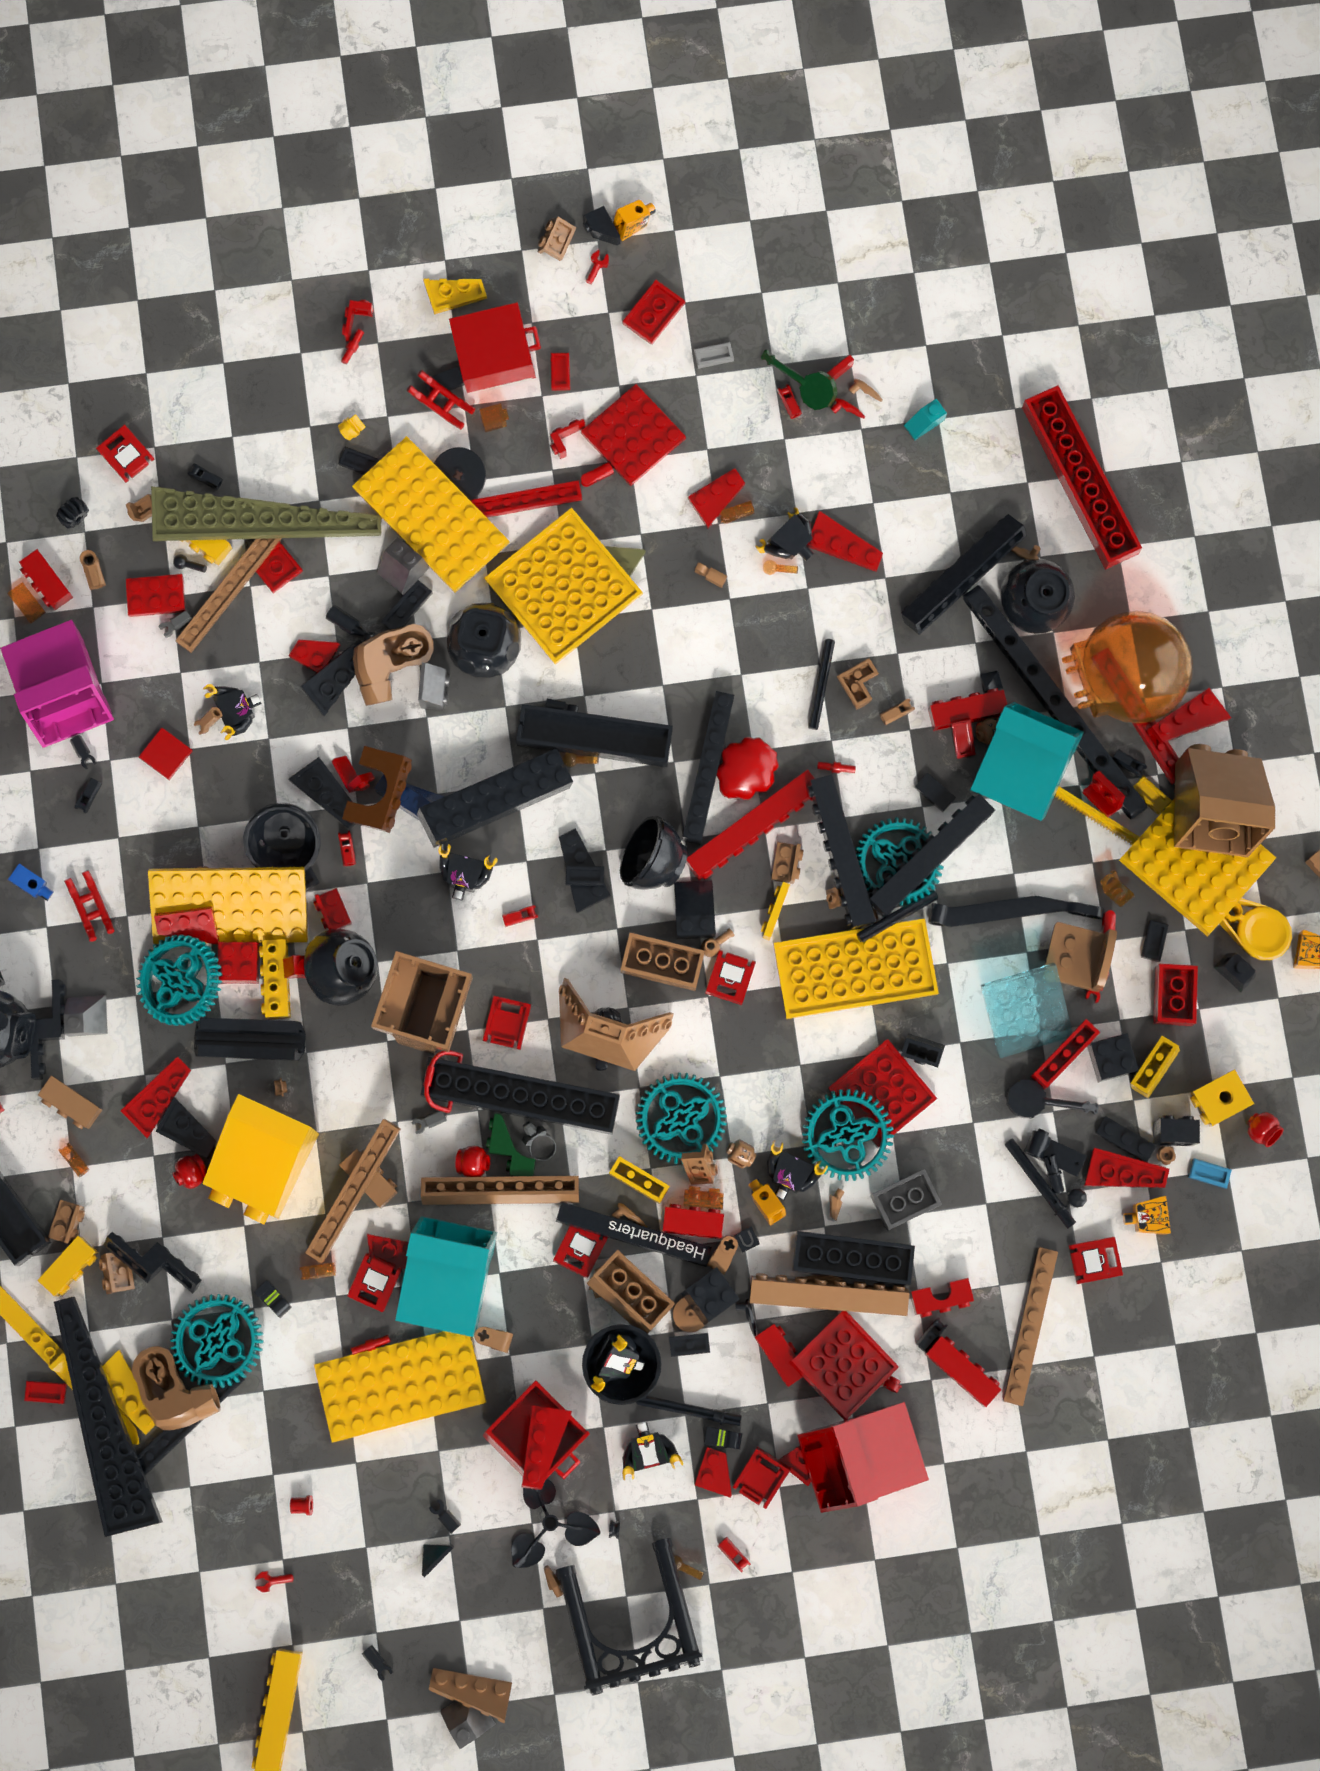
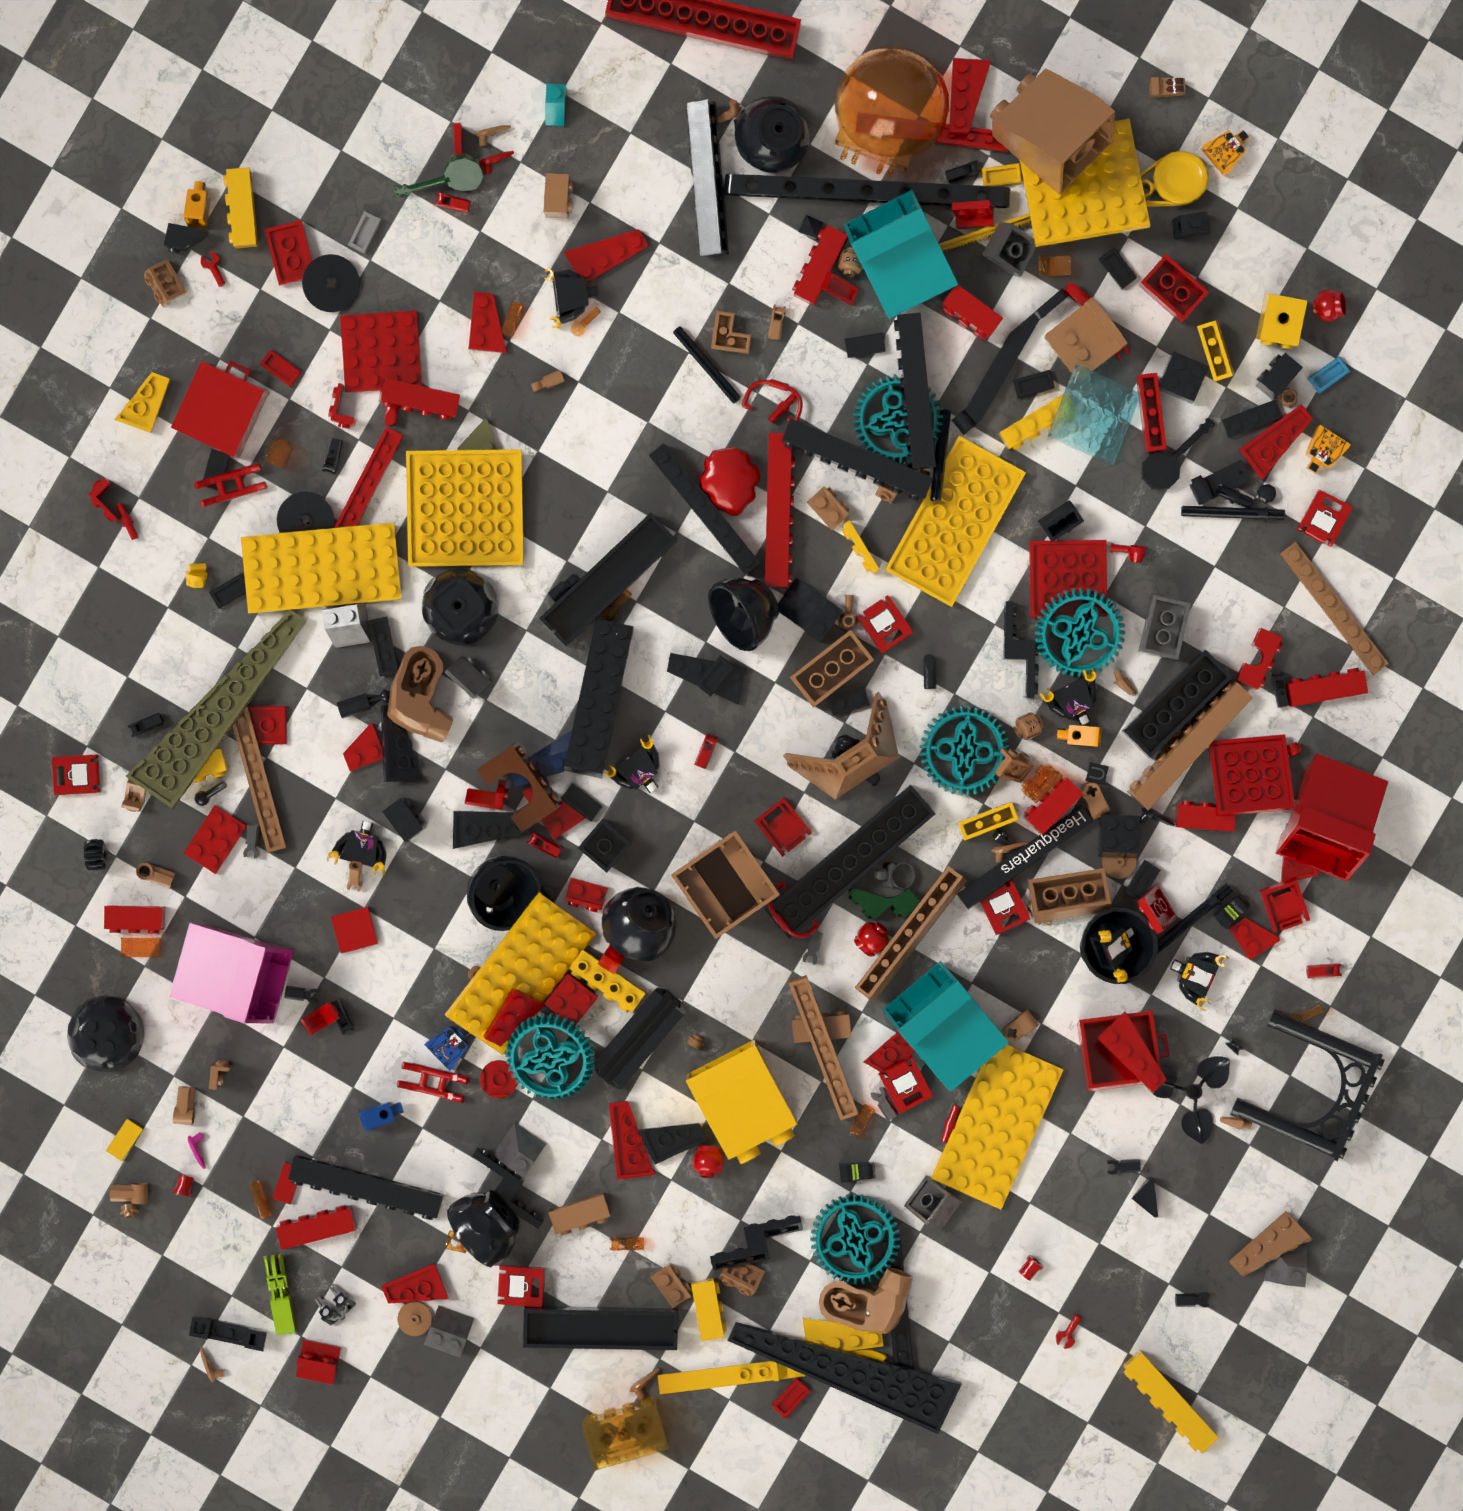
camera: 50 degrees left, 10 degrees up
(73, 779) = (320, 1018): none -> red bracket
(127, 896) = (448, 1046): none -> blue torso
(129, 954) = (497, 1080): none -> red tile
(282, 723) = (404, 819): none -> black brick
(293, 1382) = (932, 1204): none -> flat silver slope
(345, 1279) = (885, 1105): none -> flat silver bar
(377, 843) = (559, 820): none -> red wing
(382, 893) = (604, 845): none -> black brick
(403, 851) = (581, 802): none -> black tile
(527, 457) = (333, 451): none -> black bar
(619, 486) = (420, 398): none -> red brick
(635, 1202) = (1001, 836): none -> black plate
(647, 997) = (848, 701): none -> black plate
(658, 250) = (242, 207): none -> yellow brick
(668, 351) = (315, 281): none -> black piece
(675, 1372) = (1157, 909): none -> red plate
(721, 1042) = (929, 672): none -> black bar
(796, 1099) = (1020, 649): none -> black bracket
(849, 747) = (779, 385): none -> red piece
(858, 471) = (557, 195): none -> medium nougat brick
(945, 1130) = (1135, 552): none -> red bar
(977, 967) = (1030, 425): none -> yellow brick
(1011, 946) = (1033, 384): none -> black tile
(1027, 852) = (971, 313): none -> red brick
(1100, 843) = (1010, 249): none -> dark grey brick

